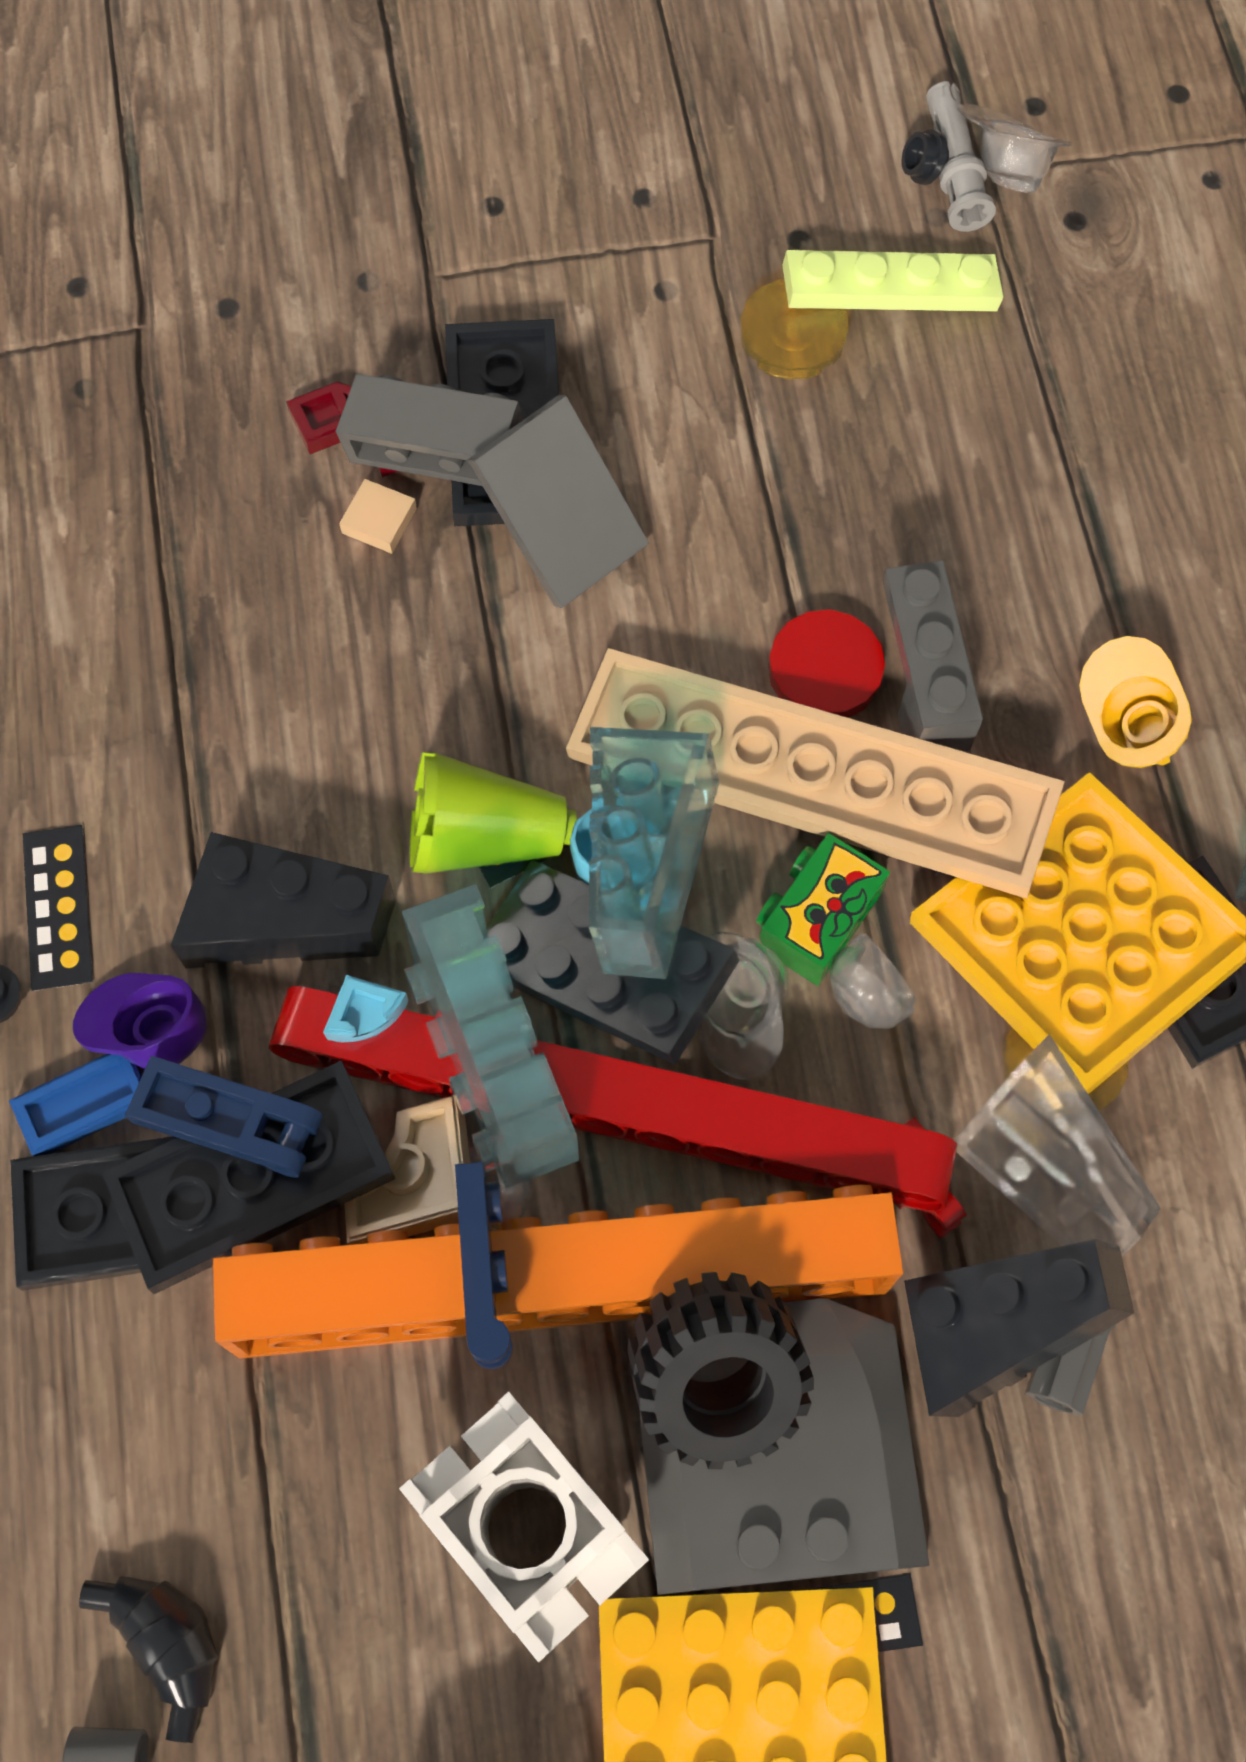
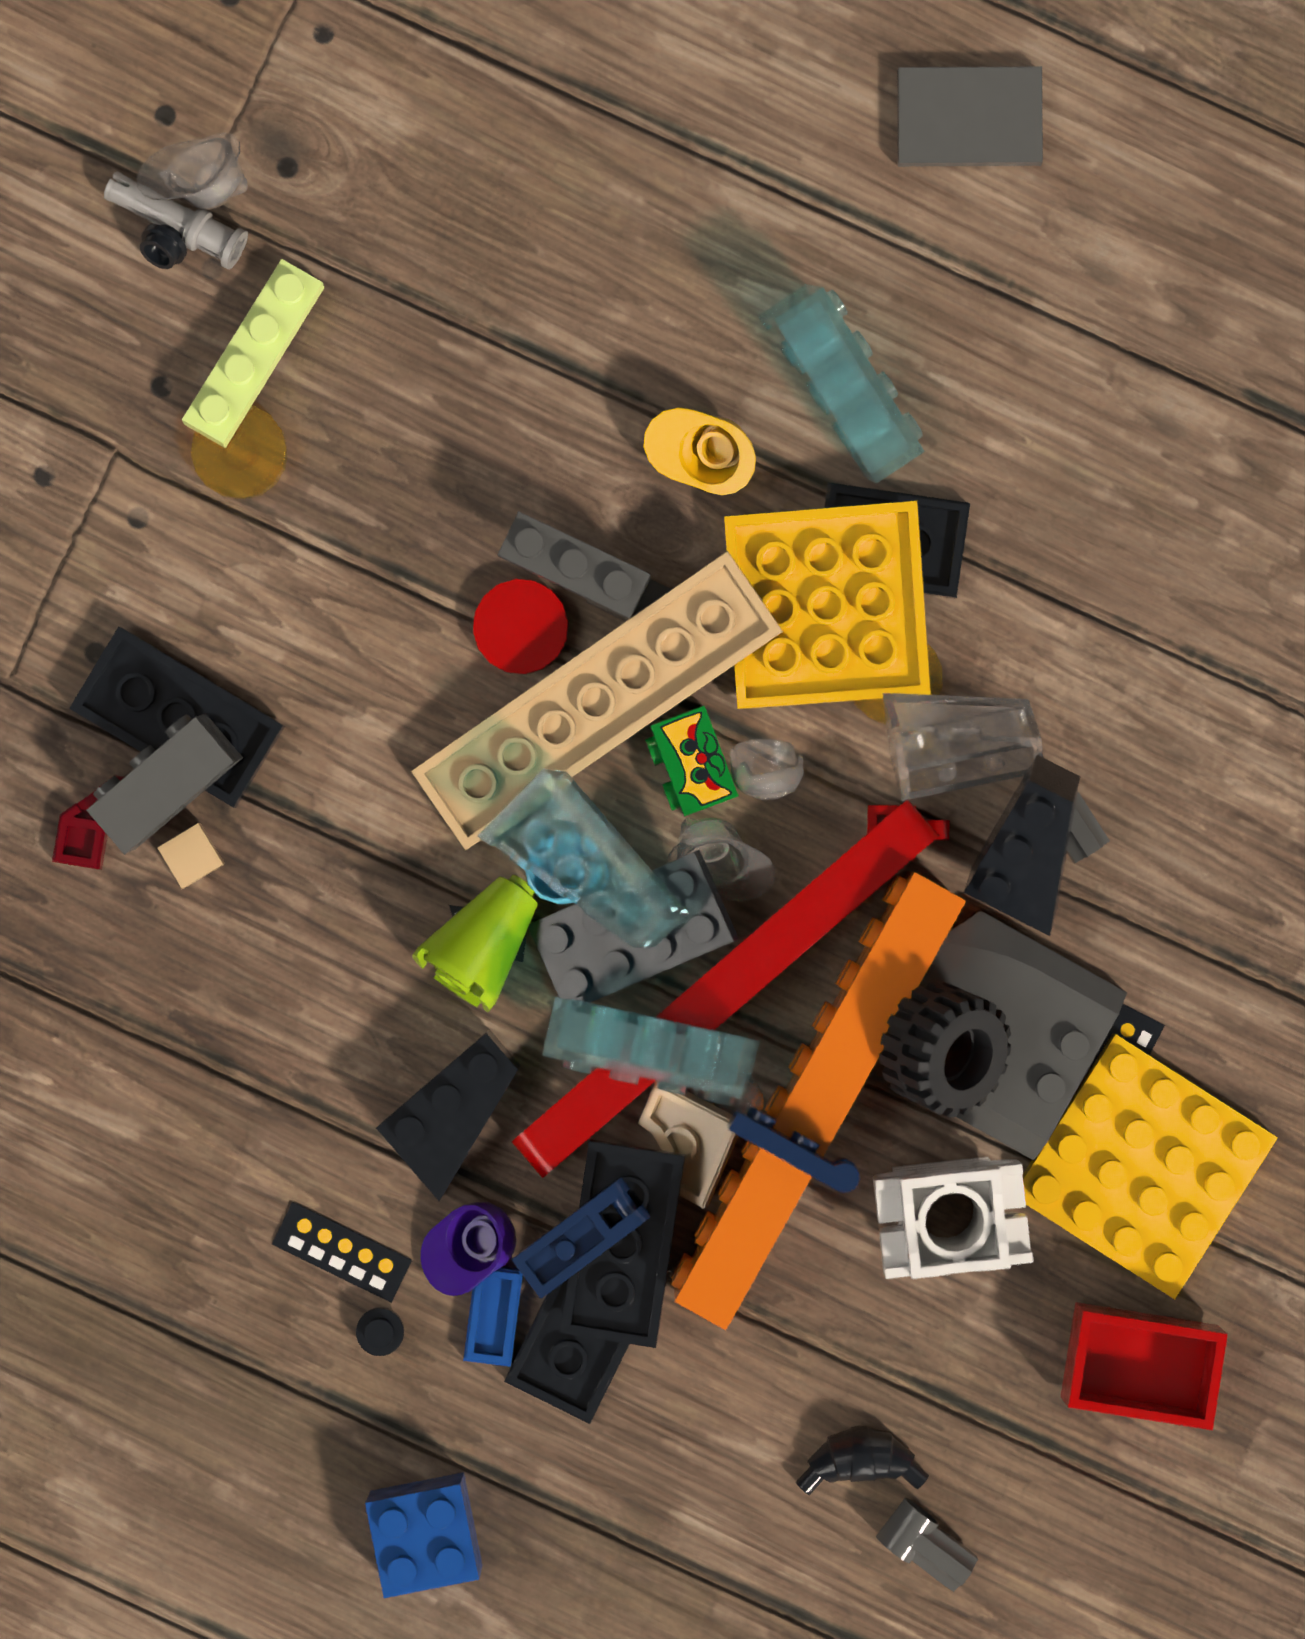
camera: 60 degrees left, 20 degrees up
(363, 1010) = (567, 1107): medium azure tile -> none
(559, 501) = (283, 733): tile -> none

